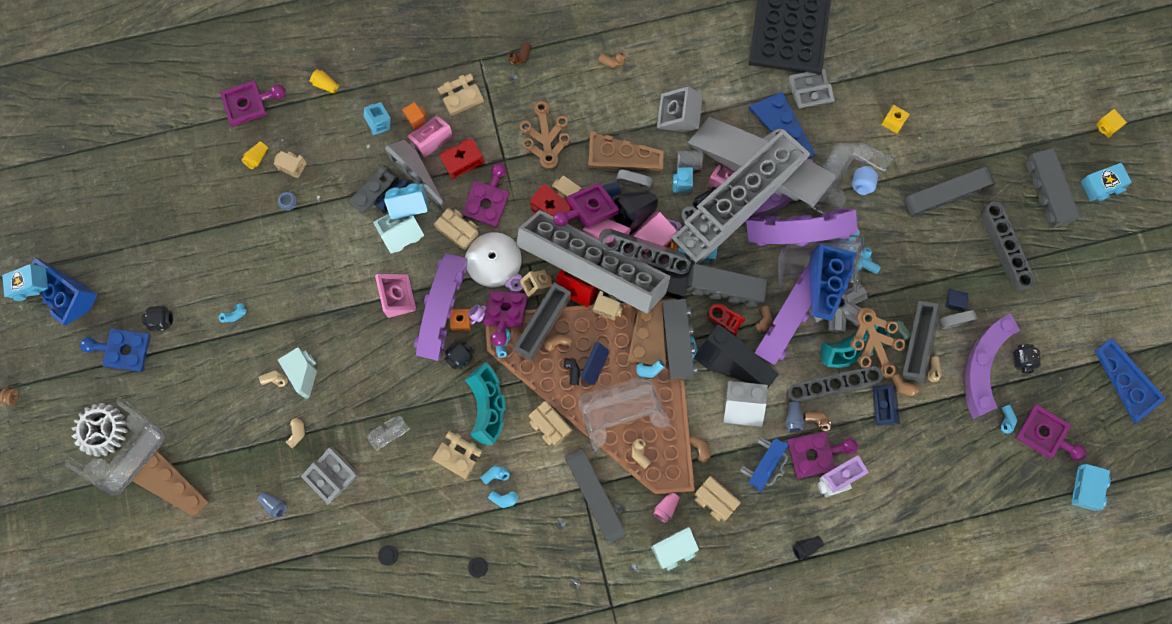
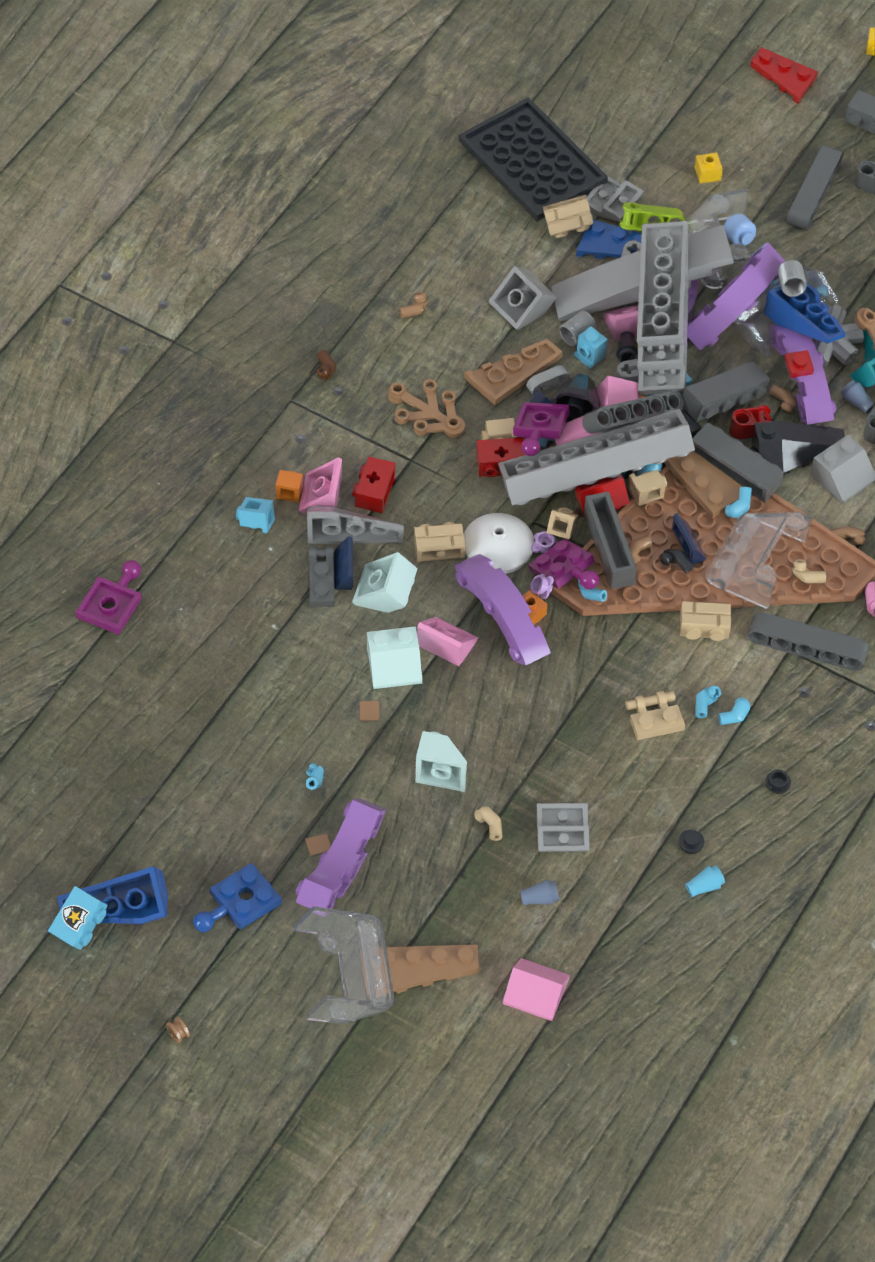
camera: 50 degrees left, 20 degrees down
(87, 441) = (323, 972): white gear -> none
(157, 318) = (245, 842): black head -> none
(186, 380) = (344, 858): none -> medium lavender brick
(197, 355) = (318, 844): none -> medium nougat sticker
(211, 557) = (535, 989): none -> bright pink slope
(254, 156) = (174, 639): yellow cone -> none
(275, 377) = (416, 796): tan arm -> none
(287, 201) = (250, 649): sand blue plate -> none
(289, 163) = (217, 616): tan brick -> none
(310, 299) = (369, 711): none -> medium nougat sticker
(323, 81) = (166, 526): yellow cone -> none
(352, 280) = (394, 657): none -> light aqua slope
(369, 589) = (705, 881): none -> medium azure cone
(395, 428) = (575, 740): clear hinge -> none
(406, 201) = (373, 547): brick -> none
(458, 355) = (561, 636): black head -> none
(463, 99) = (315, 442): tan plate -> none
(481, 192) = (441, 490): magenta plate -> none
(489, 404) = (633, 650): teal brick -> none
(765, 78) = (568, 216): none -> tan brick
(783, 312) = (799, 363): none -> red plate
(810, 361) = (857, 396): none -> sand blue cone
(817, 125) = (638, 214): none -> lime piece
(842, 249) = (792, 278): none -> light grey piece
(1023, 93) = (786, 73): none -> red wing

